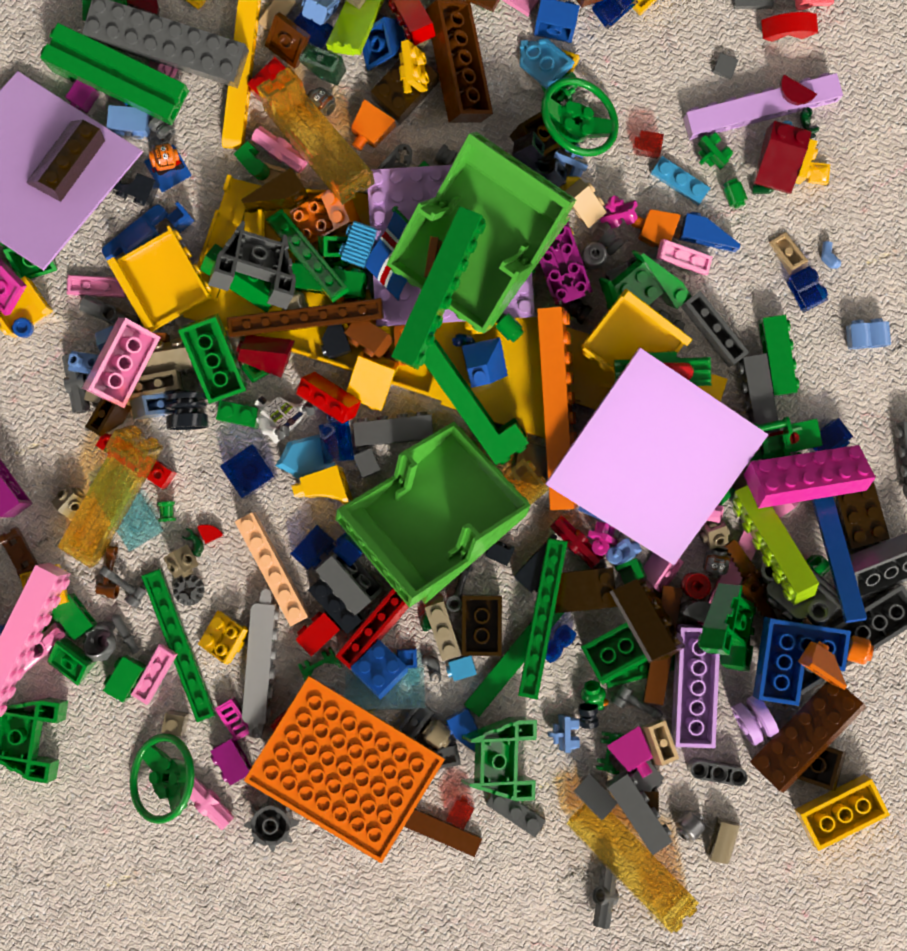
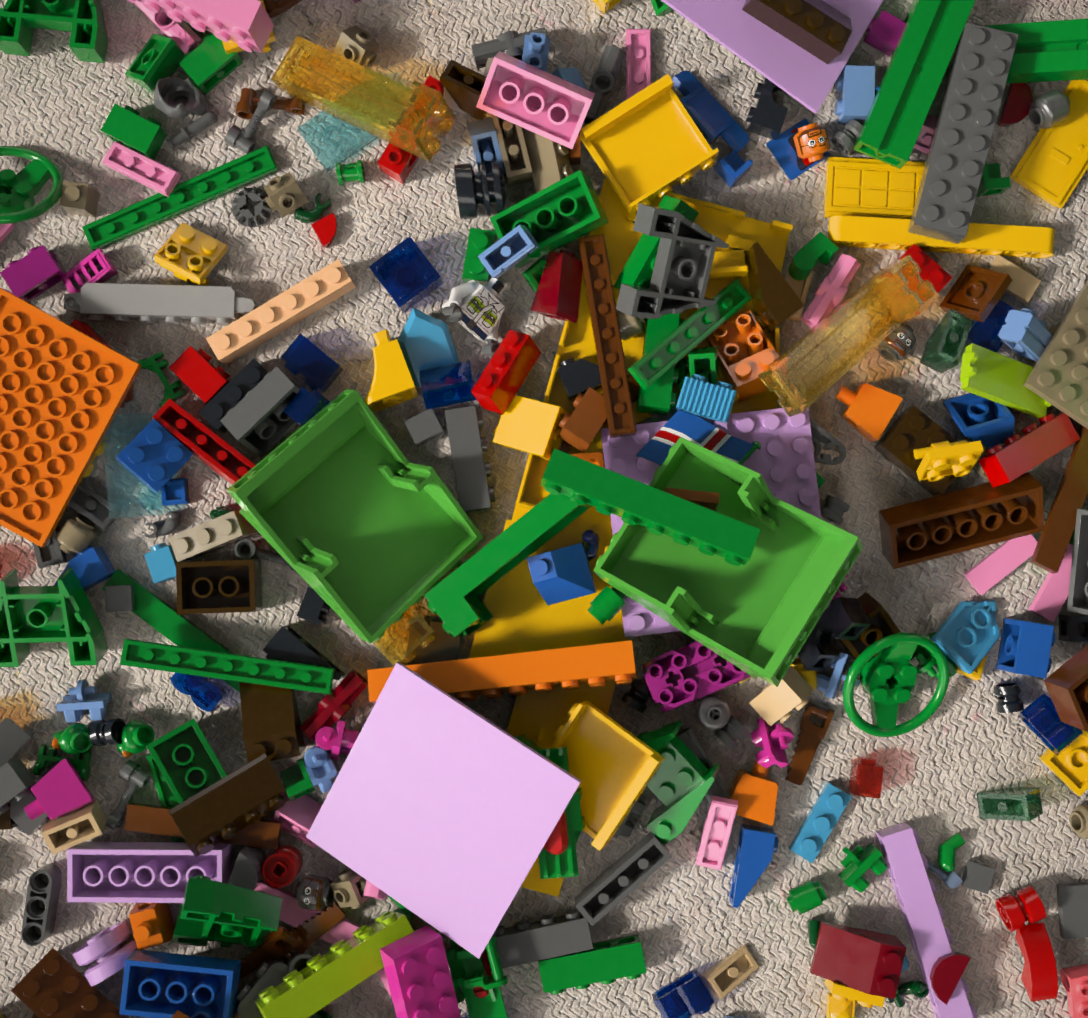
camera: 90 degrees right, 0 degrees up
(201, 22) = (991, 181): none -> green panel
(202, 114) = (871, 188): none -> yellow piece
(237, 388) = (508, 251): none -> medium blue brick
(486, 702) = (119, 598): none -> dark grey tile
(492, 34) = (1000, 563): none -> bright pink tile
(593, 35) = (1008, 697): none -> black wheel
(593, 742) = (73, 739): none -> green animal
(619, 185) = (808, 742): none -> reddish brown piece
(672, 38) = (1010, 804): none -> clear green slope
(706, 88) = (946, 852): none -> green arm
(727, 86) = (951, 880): none -> sand blue hand
(734, 686) = (151, 924): none -> orange torso
(749, 34) = (1020, 908): none -> red wheel

